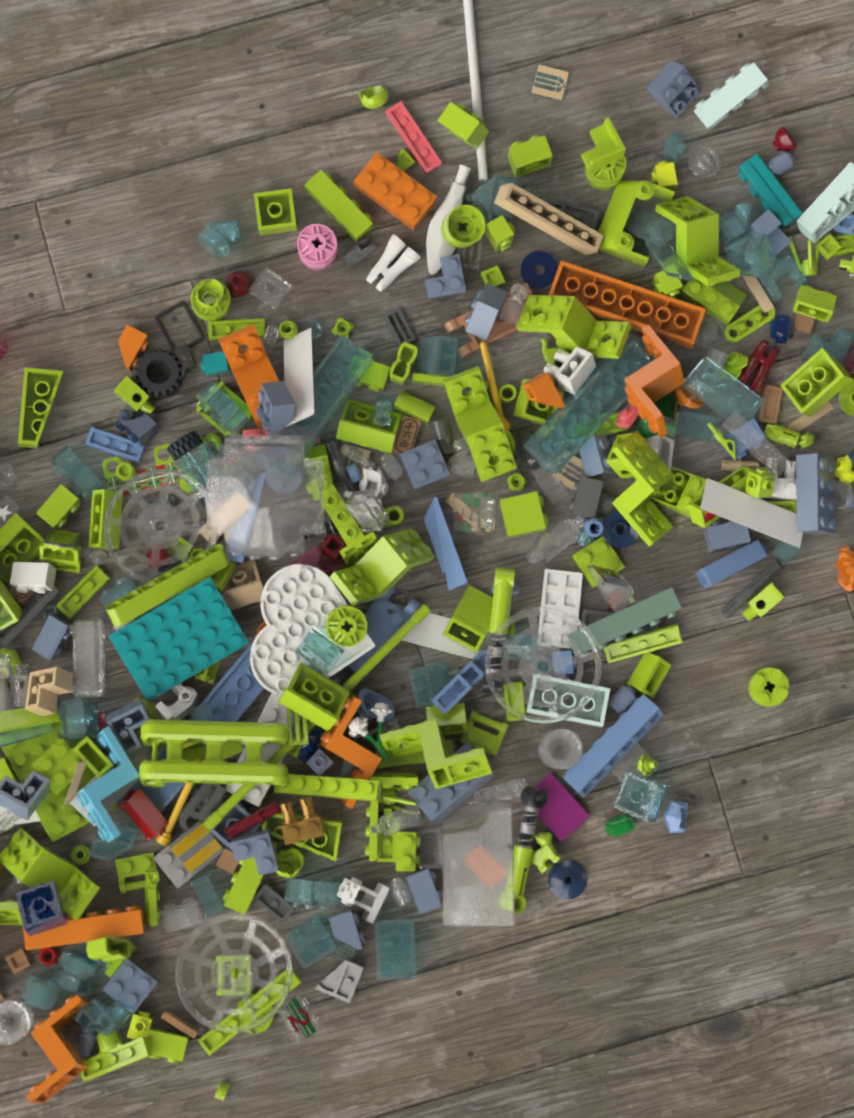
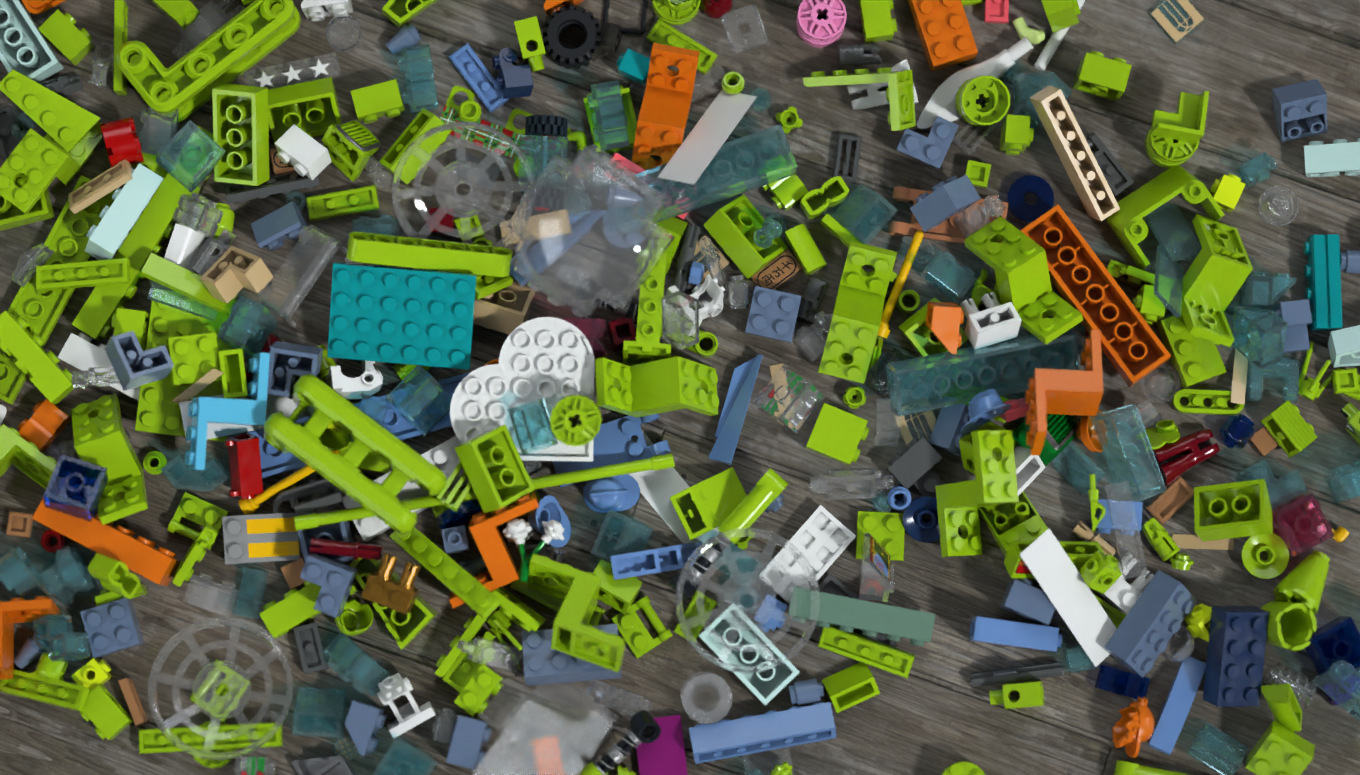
camera: 40 degrees right, 0 degrees up
(46, 453) = (404, 38): none -> sand blue cone
(230, 686) = (420, 399): none -> clear light blue slope
(275, 406) = (662, 150): sand blue slope -> none
(401, 659) = (611, 493): none -> medium blue piece
(404, 259) = (898, 94): none -> lime bracket
(465, 160) = (1033, 35): none -> yellowish green arm
(522, 358) = (949, 276): none -> clear light blue slope
(608, 428) = (983, 409): none -> medium blue piece
(642, 272) = (1134, 274): none -> lime hinge
(823, 546) = (1122, 682): none -> clear blue slope

